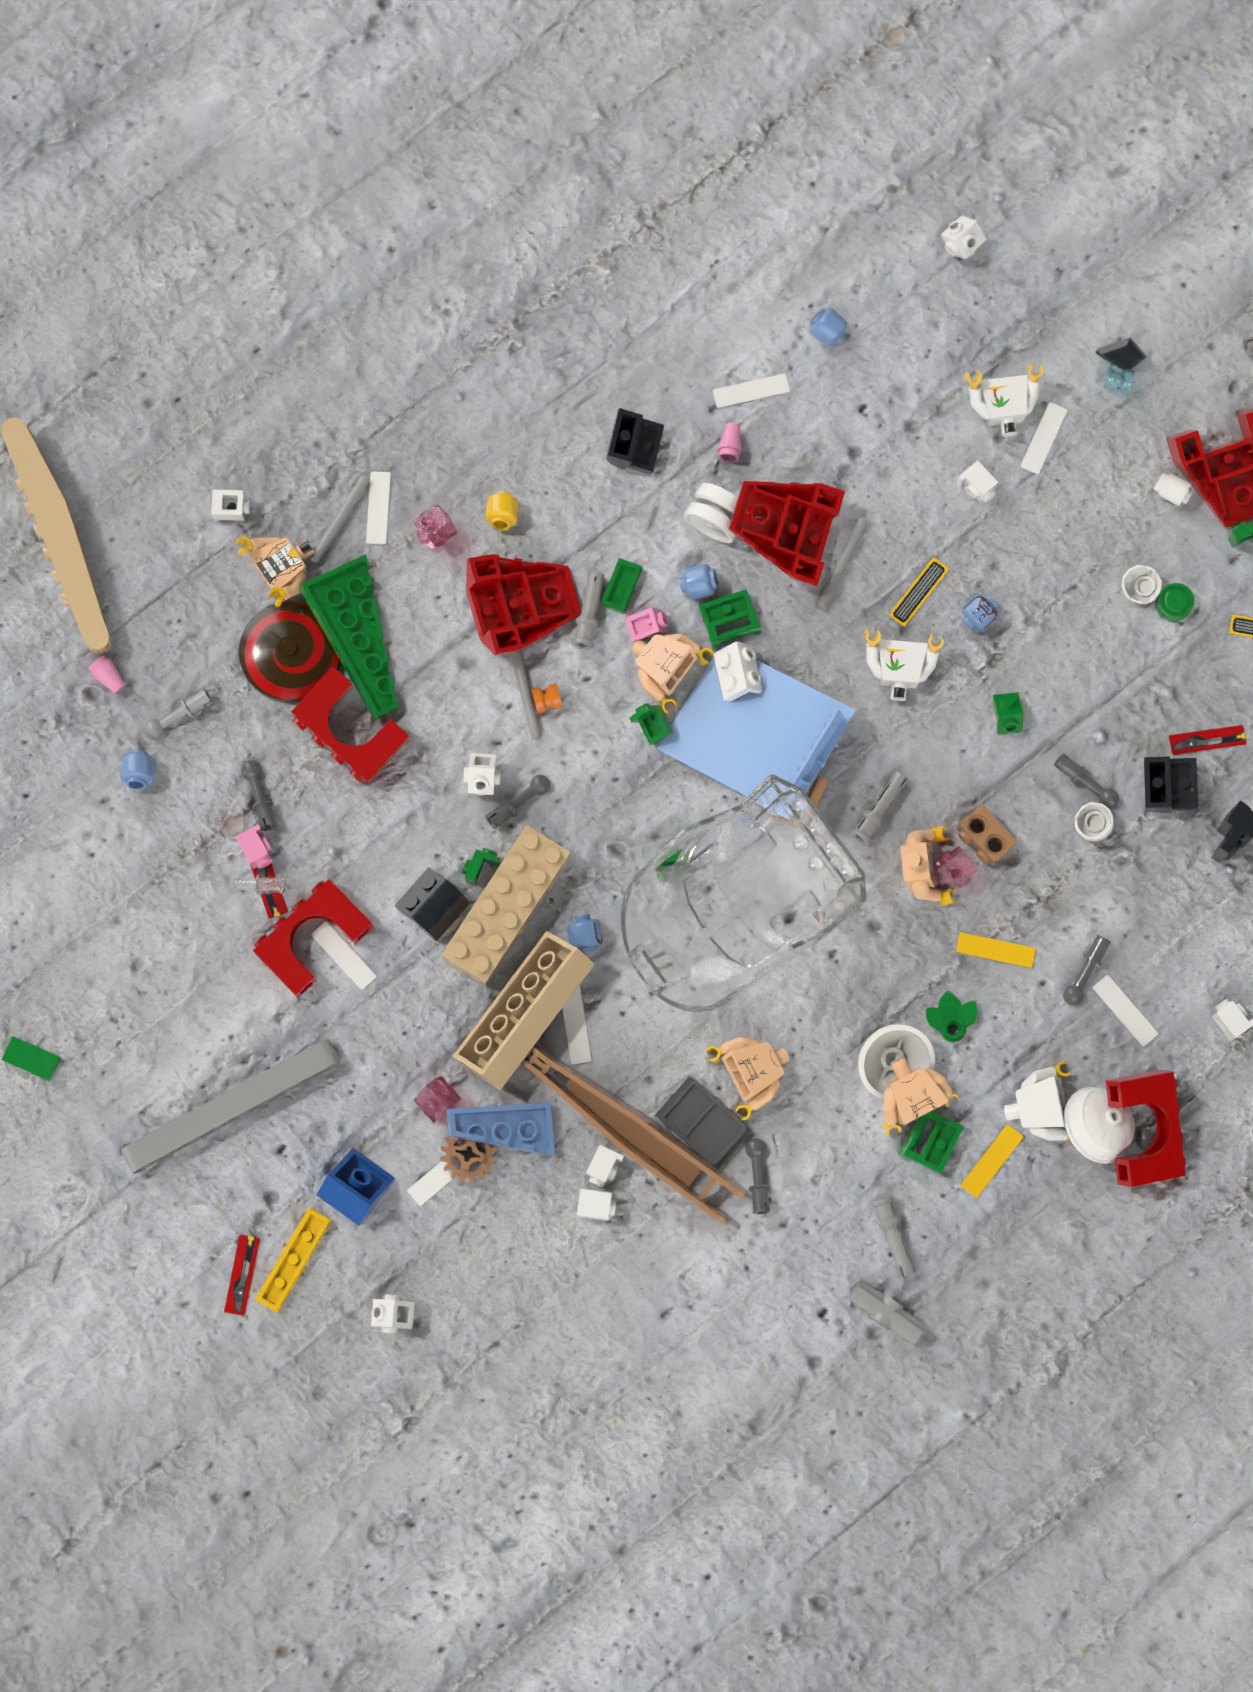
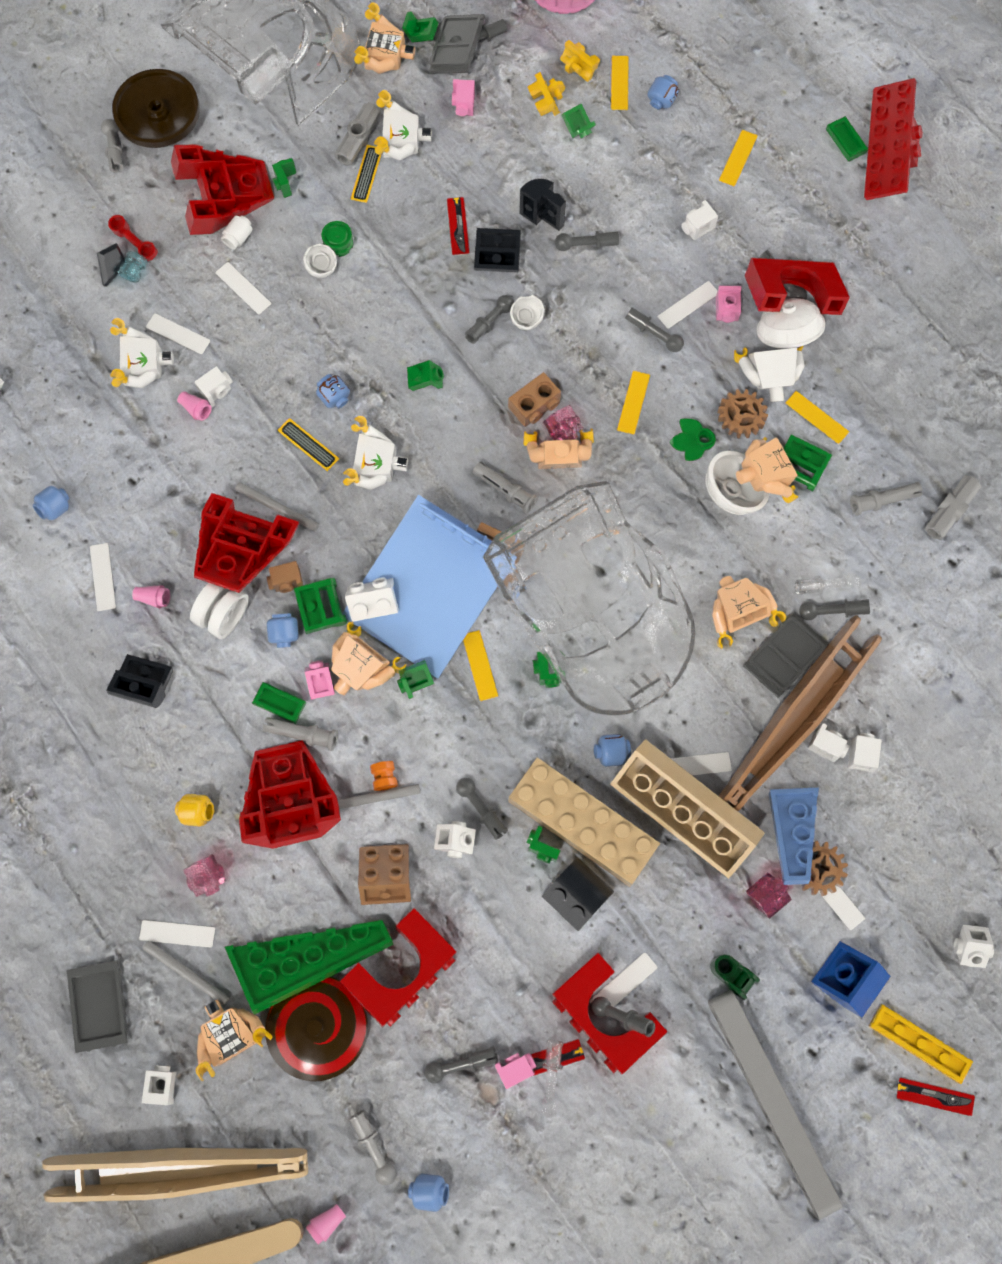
camera: 85 degrees left, 5 degrees down
(151, 526) = (172, 1172): none -> tan piece
(304, 438) = (97, 1006): none -> dark grey piece
(304, 955) = (631, 1020): none -> dark grey pin
(354, 1067) = (738, 977): none -> dark green piece
(445, 705) = (384, 874): none -> medium nougat bracket
(674, 793) = (480, 666): none -> yellow sticker
(758, 579) = (284, 577): none -> medium nougat brick
(953, 465) = (195, 406): none -> bright pink cone
(997, 1077) = (738, 404): none -> medium nougat gear
(1106, 503) = (243, 288): none -> white sticker
(1116, 1061) = (728, 303): none -> bright pink brick
(1170, 361) = (121, 228): none -> red bar
(1192, 862) = (564, 242): none -> dark grey pin

